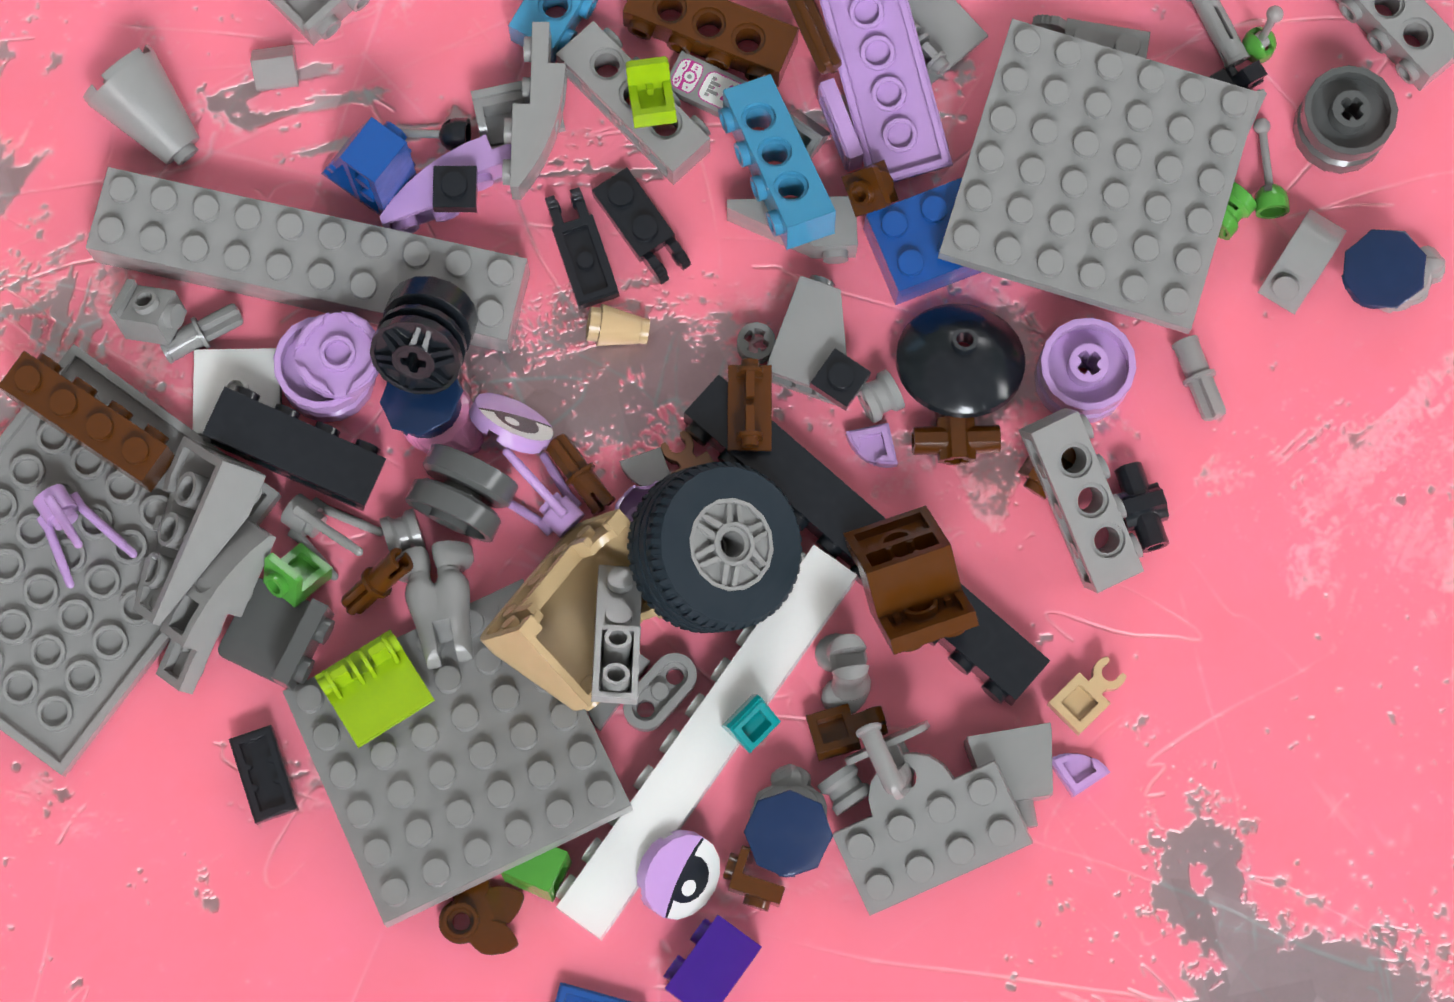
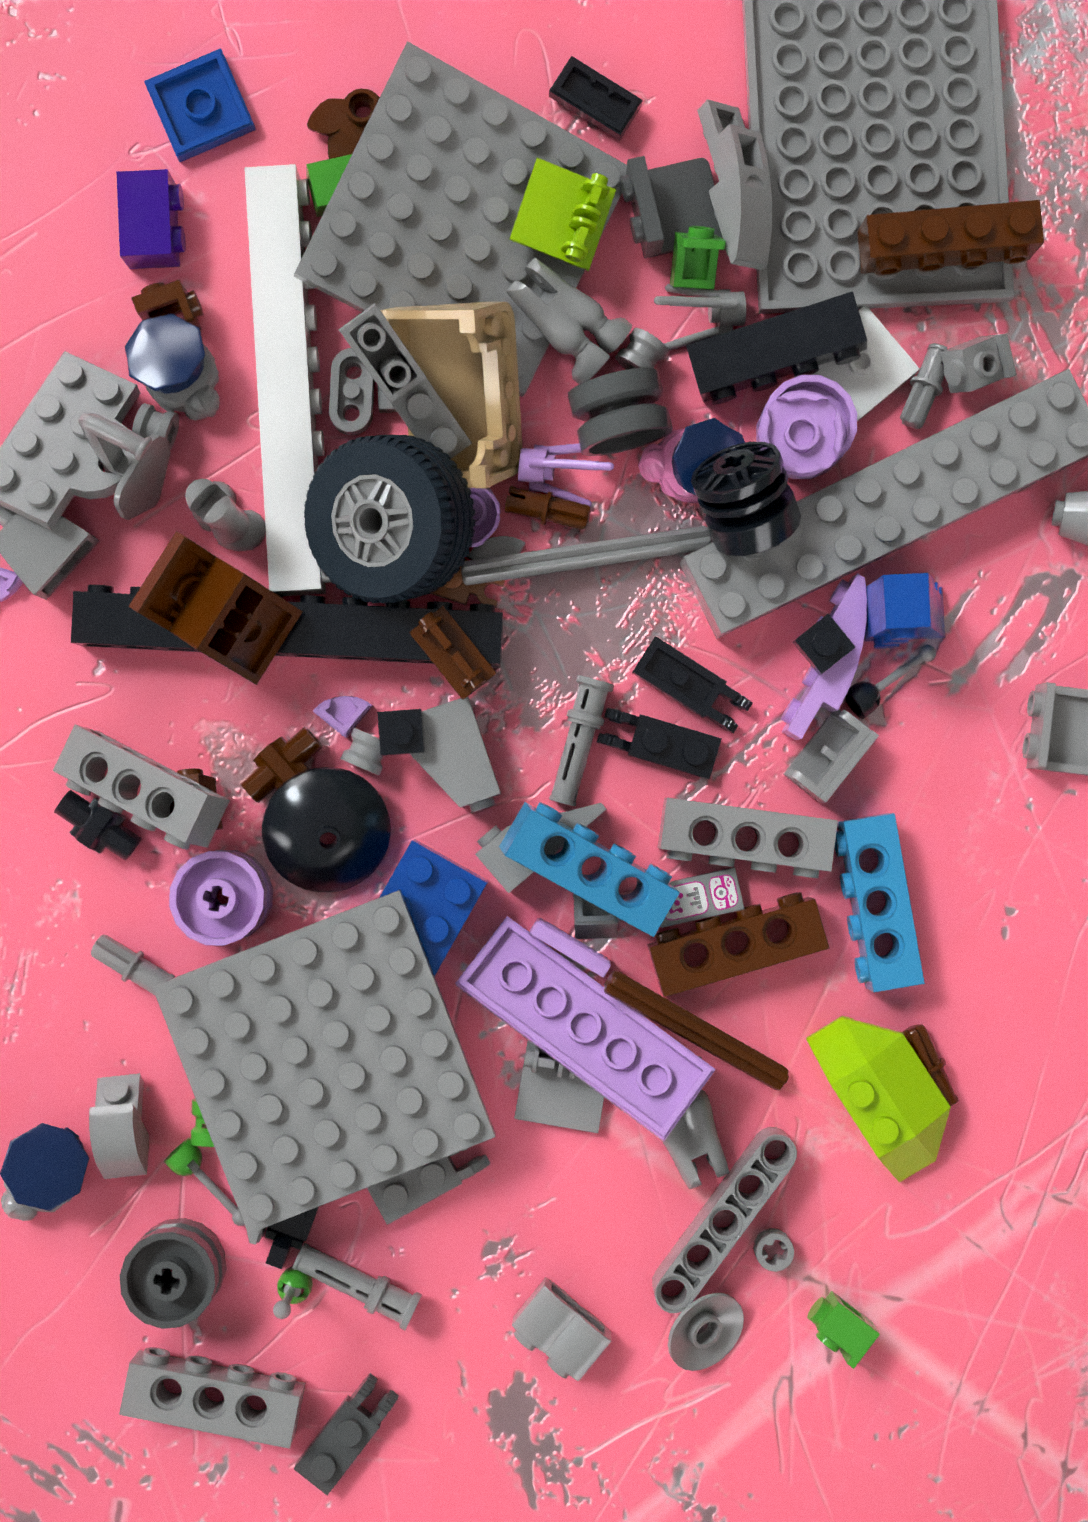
camera: 140 degrees right, 10 degrees up
(58, 511) = (913, 156): lavender plant -> none
(204, 510) = (801, 243): light grey wedge -> none
(274, 68) = (1050, 640): light grey slope -> none
(377, 582) = (628, 299): reddish brown axle -> none
(513, 422) = (628, 499): lavender tile -> none
(534, 125) = (800, 740): light grey slope -> none
(578, 409) = (585, 555): none -> light grey axle
(615, 327) = (613, 644): tan cone -> none
(650, 92) = (733, 842): lime bracket -> none
(678, 874) = (225, 262): tile -> none
(684, 288) = (584, 720): none -> light grey pin
(751, 723) = (258, 410): teal slope -> none
(752, 329) = (504, 709): light grey bush -> none
(835, 729) = (192, 462): reddish brown plate -> none
(870, 188) = (500, 908): reddish brown bracket -> none
(1082, 699) = (29, 637): tan plate -> none

